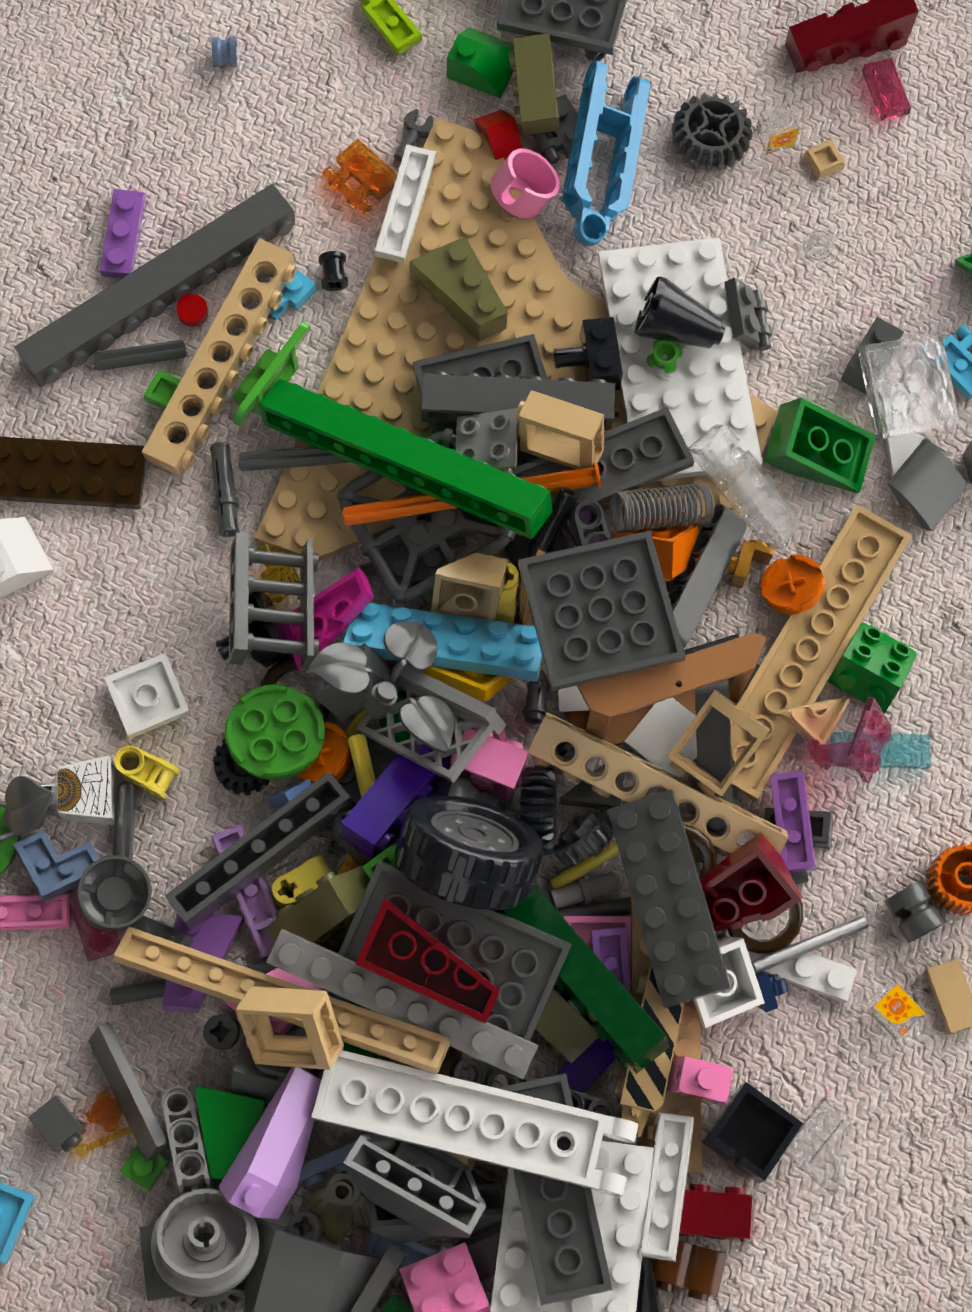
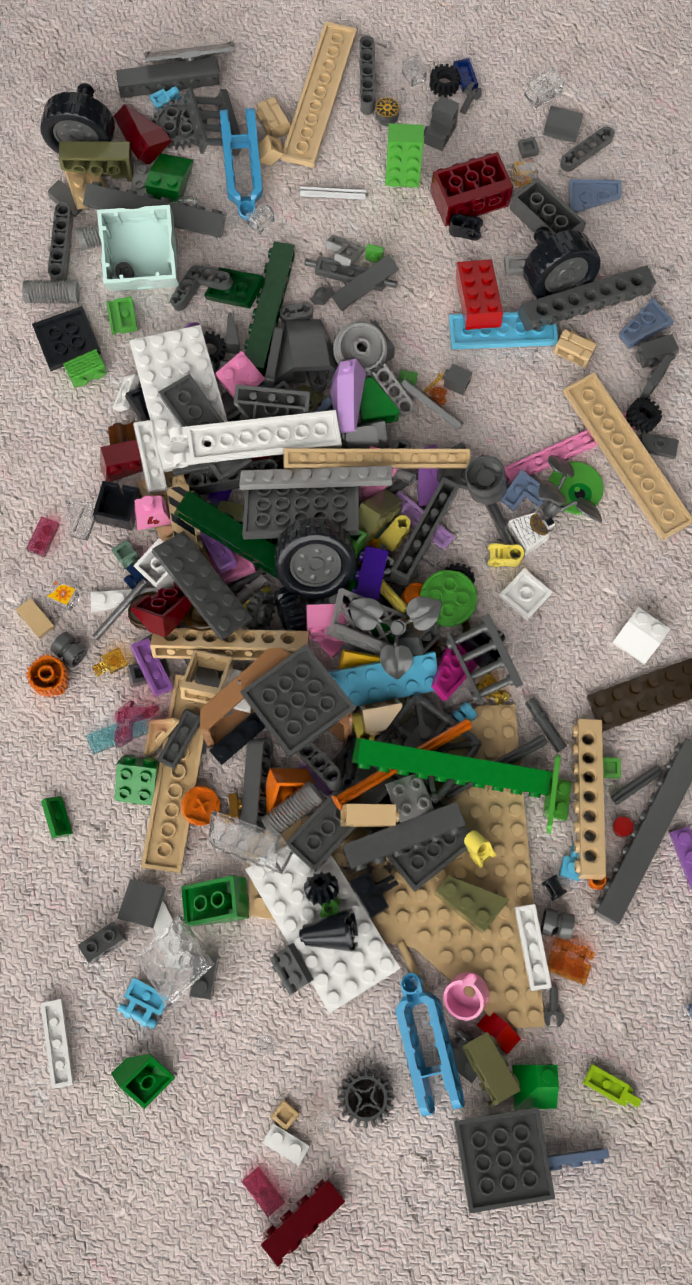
camera: 160 degrees right, 0 degrees up
(287, 793) = (424, 572): medium blue tile -> none
(314, 1008) = (364, 439): tan window -> none
(334, 555) = (464, 712): none -> medium azure wheel
(351, 220) = (557, 924): none -> dark grey wheel
(415, 347) = (479, 848): none -> light yellow piece
(420, 962) = (310, 490): dark red wedge -> none
(578, 260) = (409, 960): none -> tan bar
(680, 377) = (321, 888): none -> black gear
(766, 1039) = (125, 554): none -> sand green bracket
(790, 689) = (180, 739): none -> dark grey tile
(837, 126) = (286, 1144): none -> white plate
(849, 864) = (112, 661): none -> clear yellow plate
(897, 1136) = (43, 537): none -> clear pink plate

